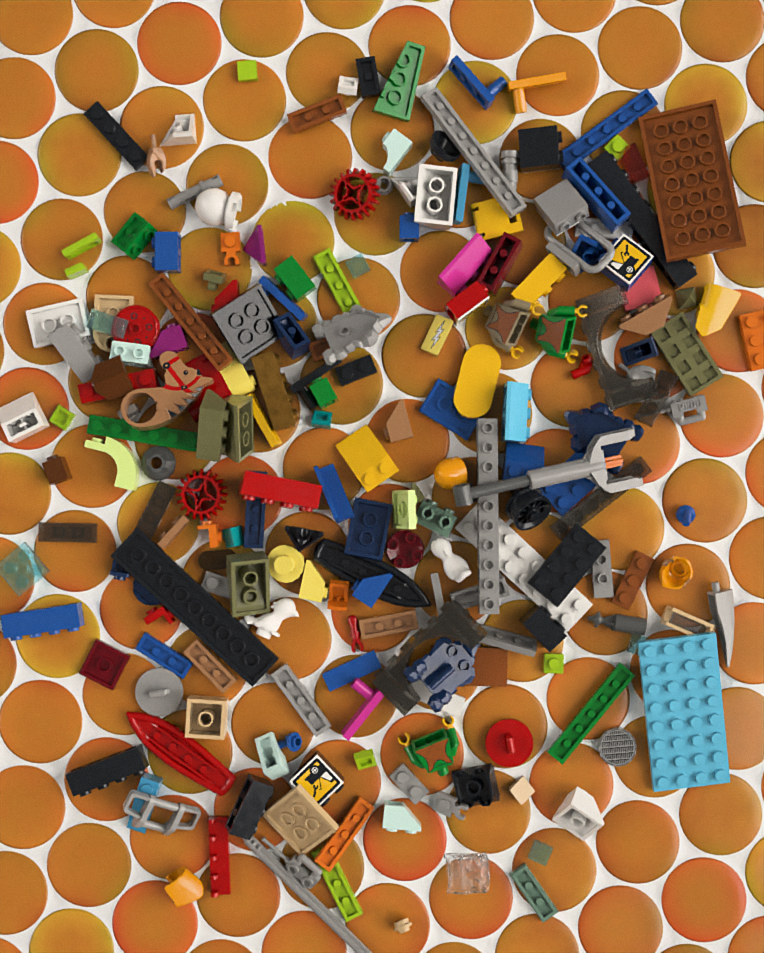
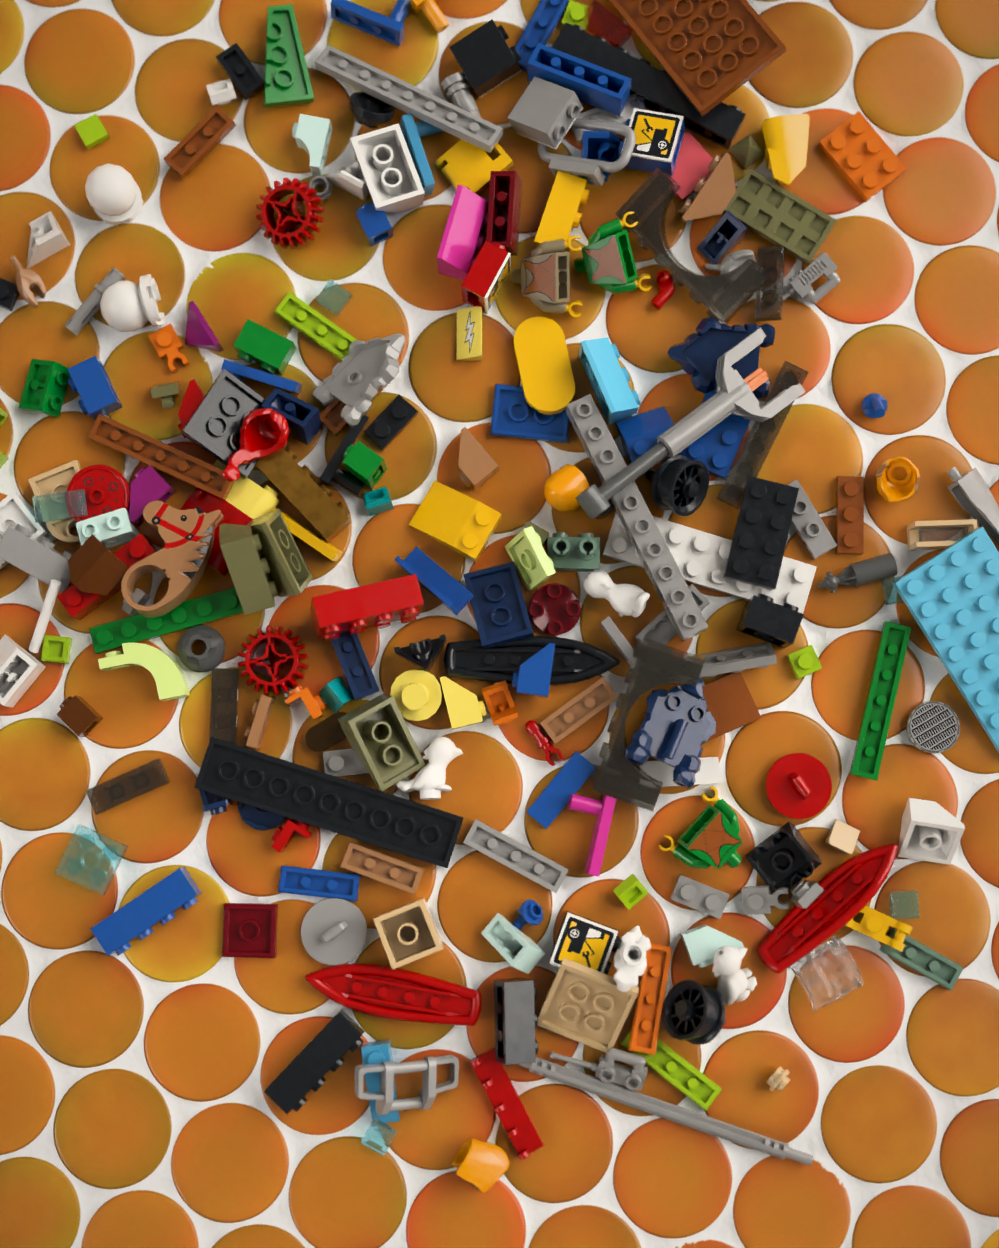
camera: 25 degrees left, 5 degrees down
(63, 393) = (44, 616): none -> white bar
(126, 837) = (379, 1136): none -> clear light blue tile
(241, 124) = (113, 194): none -> white tile
(263, 341) = (261, 435): none -> red hair
(343, 805) = (630, 959): none -> white animal
(367, 858) = (693, 1012): none -> black wheel
(402, 848) = (732, 980): none -> white animal
(478, 816) = (805, 893): none -> light grey plate
(488, 831) = (844, 896): none -> red piece
(514, 857) = (876, 925): none -> yellow plate

